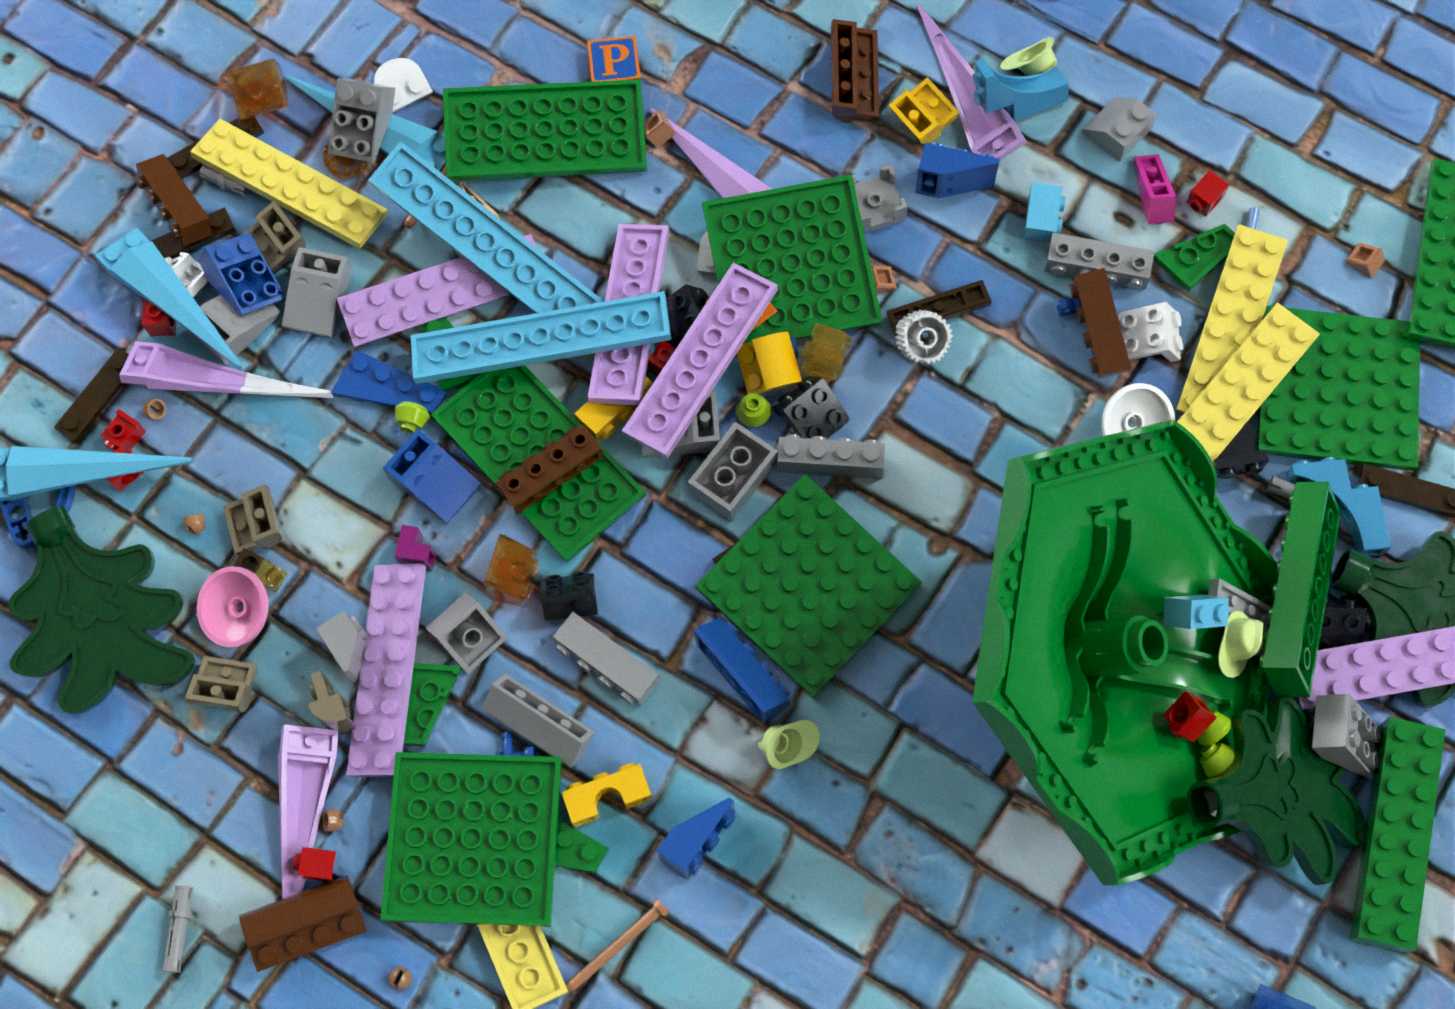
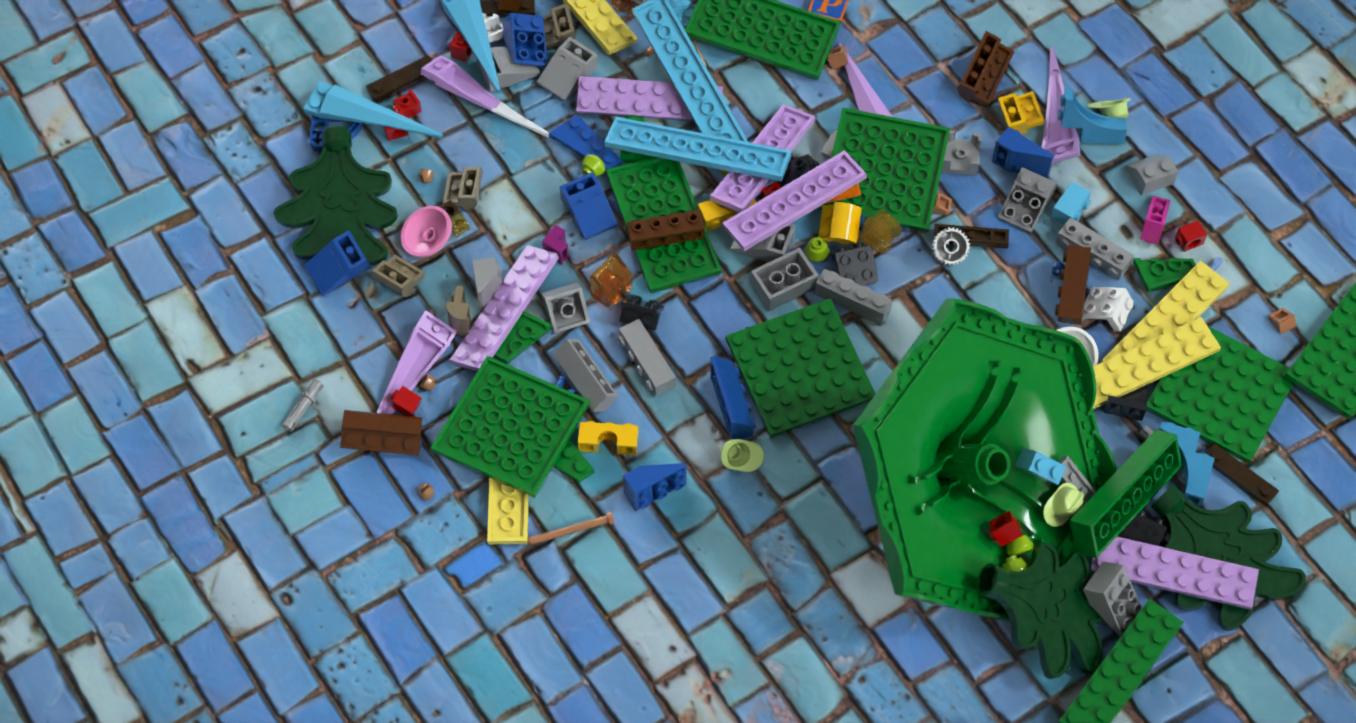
camera: 20 degrees right, 10 degrees down
(132, 704) = (337, 263): none -> blue slope
(155, 404) = (435, 97): medium nougat hinge -> none
(986, 230) = (1027, 200): none -> light grey slope

